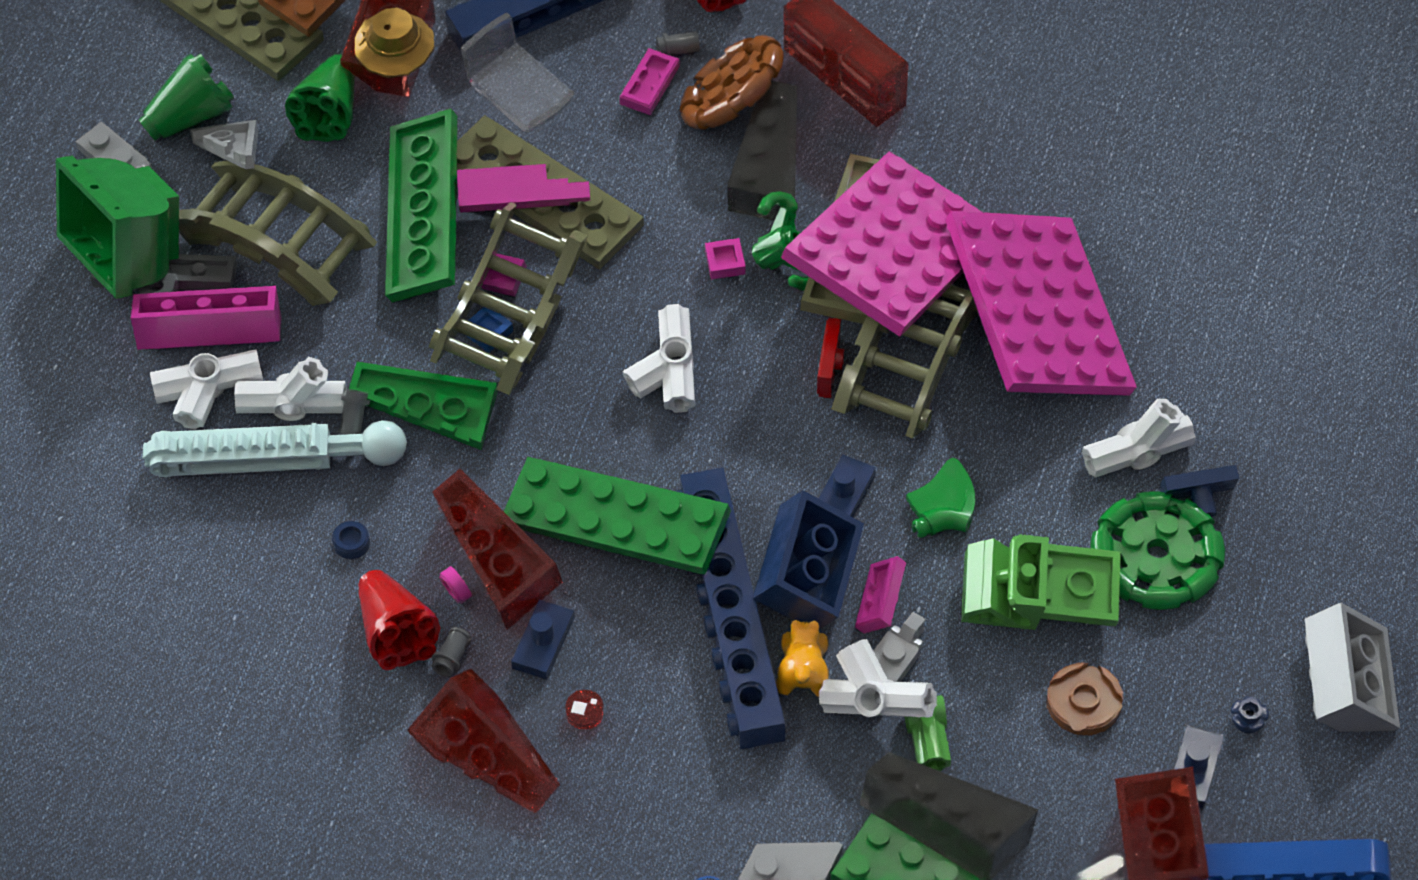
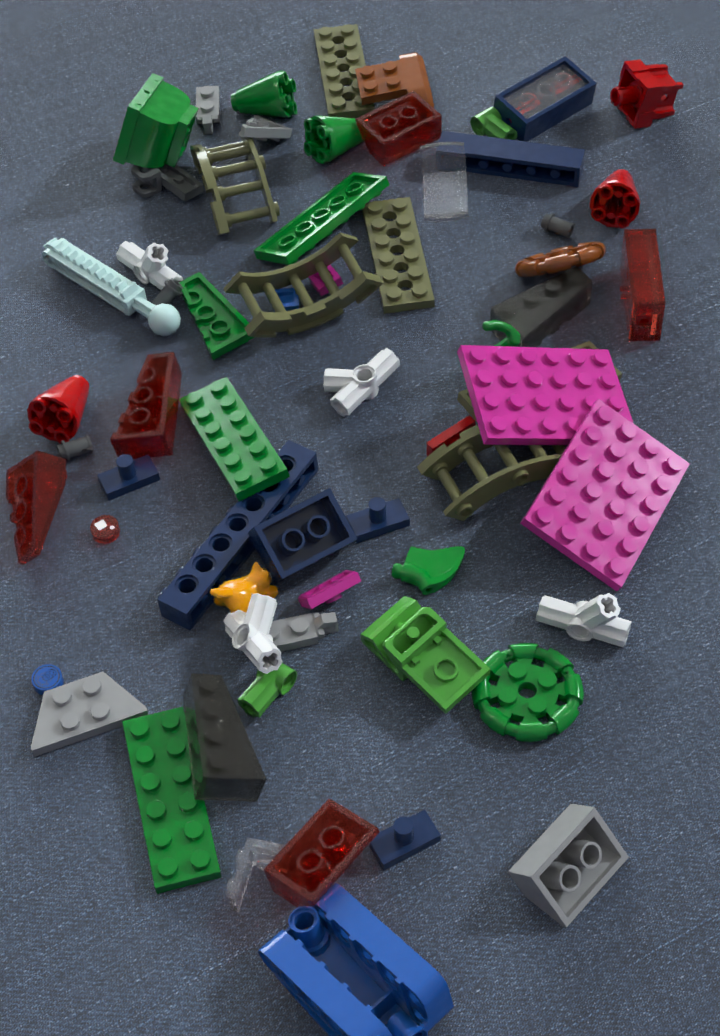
camera: 45 degrees right, 5 degrees down
(199, 393) = (113, 231): white piece -> none
(206, 317) = (152, 202): dark pink brick -> none
(351, 540) = (97, 358): dark blue tile -> none
(394, 50) = (391, 124): pearl gold hat -> none
(455, 585) = (113, 414): dark pink tile -> none
(523, 185) = (377, 238): dark pink piece -> none
(649, 81) = (519, 234): dark pink plate -> none
(725, 258) = (448, 349): dark pink plate -> none
(1084, 699) = (383, 744): tile -> none
(1201, 485) = (595, 673): dark blue tile -> none
(1248, 723) = (471, 843): dark blue plate -> none

